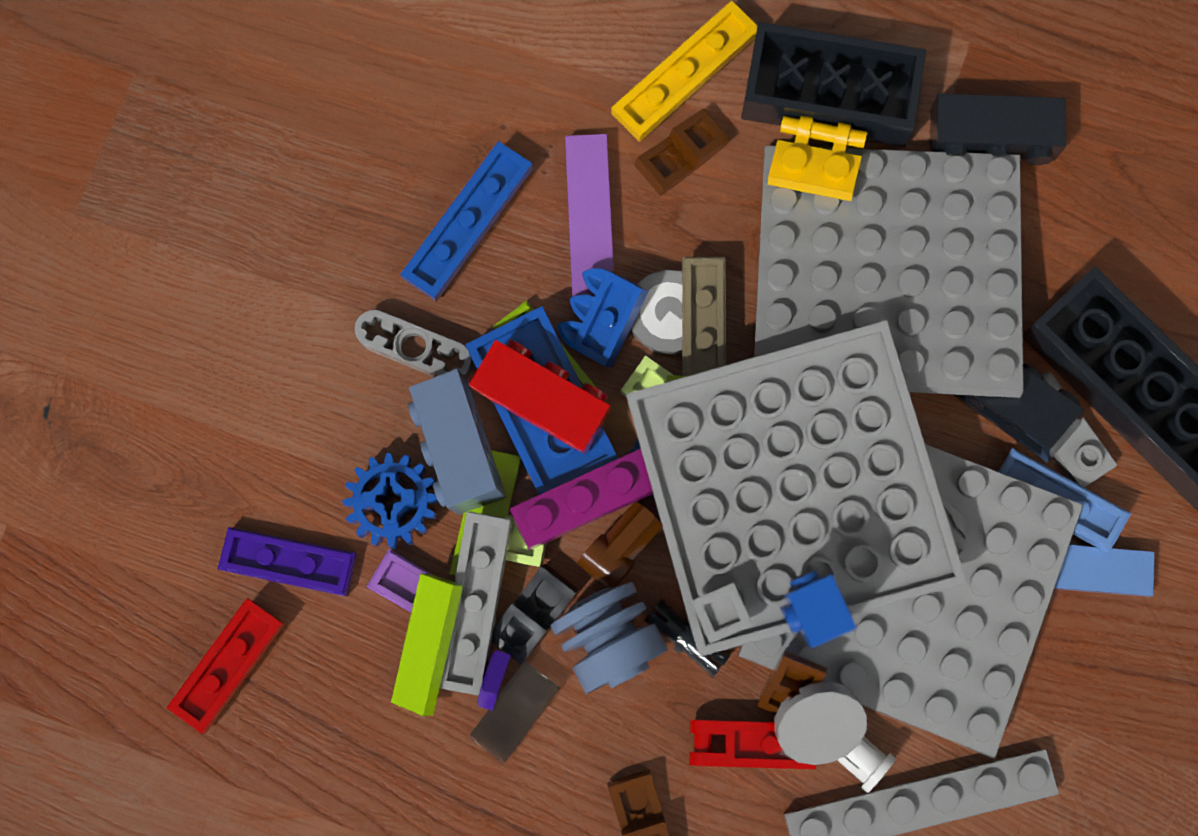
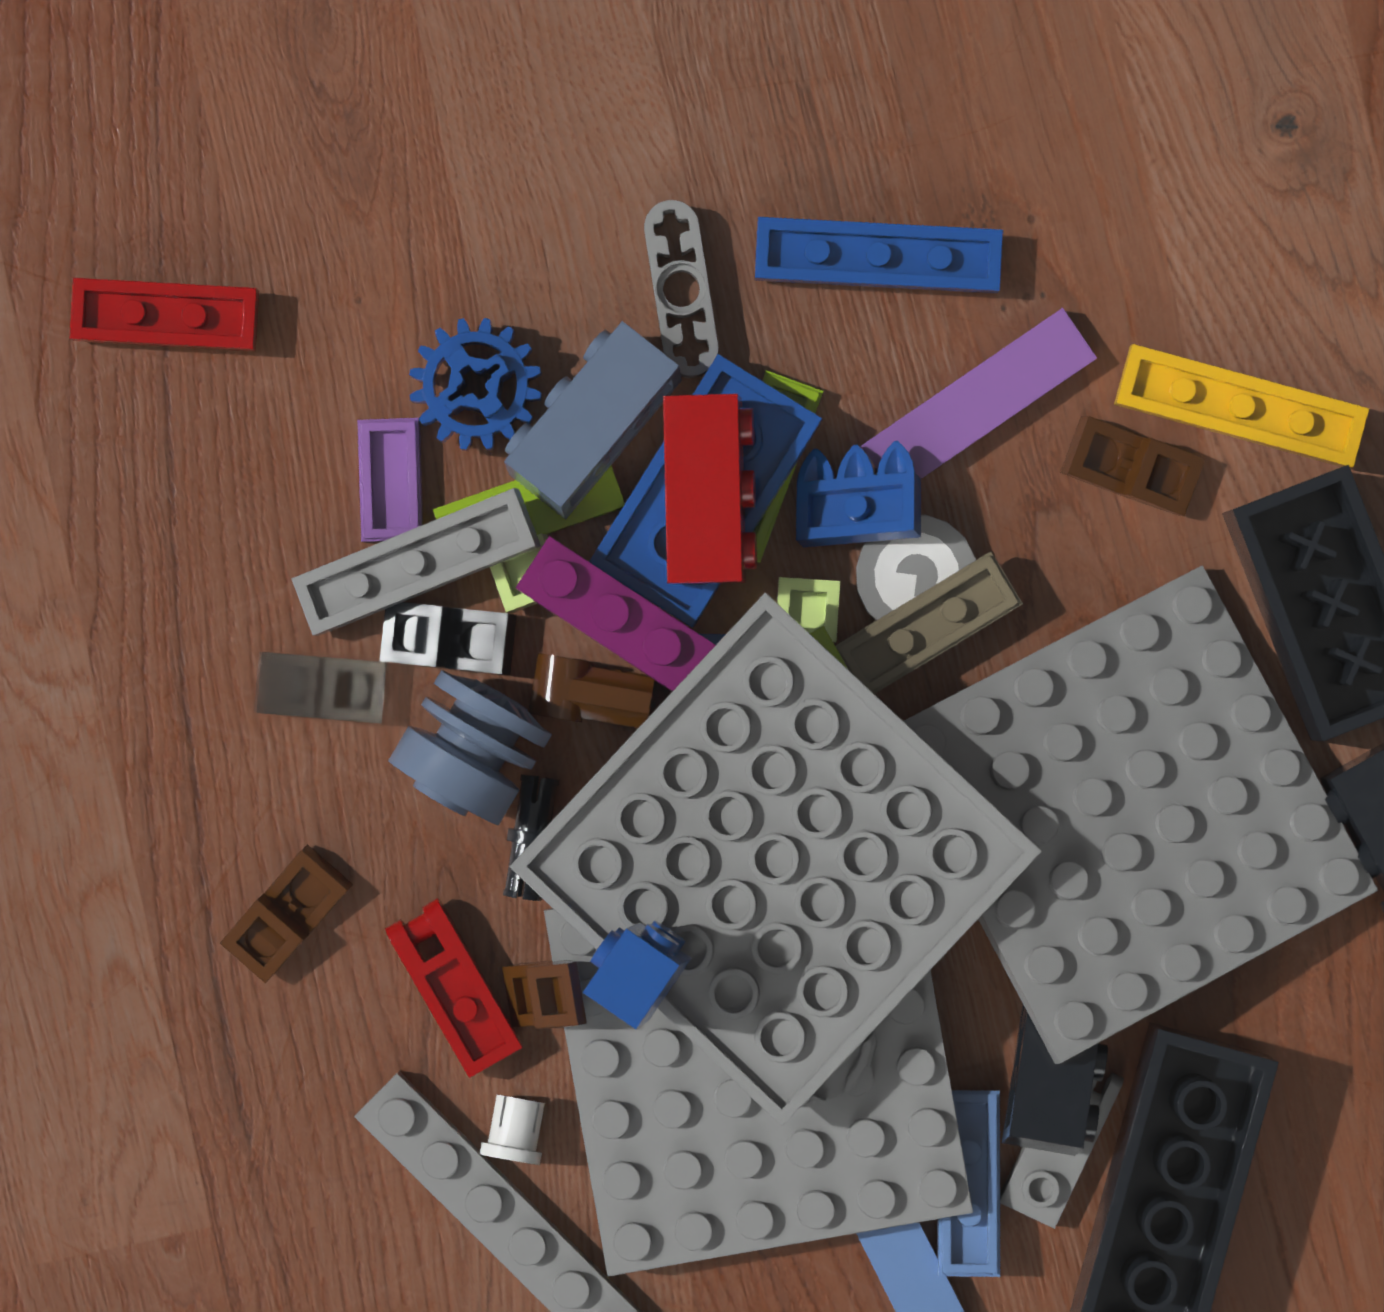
camera: 55 degrees right, 10 degrees up
(287, 561) = (329, 305): dark purple tile -> none
(426, 644) = (333, 536): lime tile -> none
(493, 680) = (340, 641): dark purple tile -> none
(721, 613) = (572, 863): light grey plate -> none
(817, 169) = (1201, 649): yellow plate -> none
(820, 723) = (520, 1052): light grey tile -> none

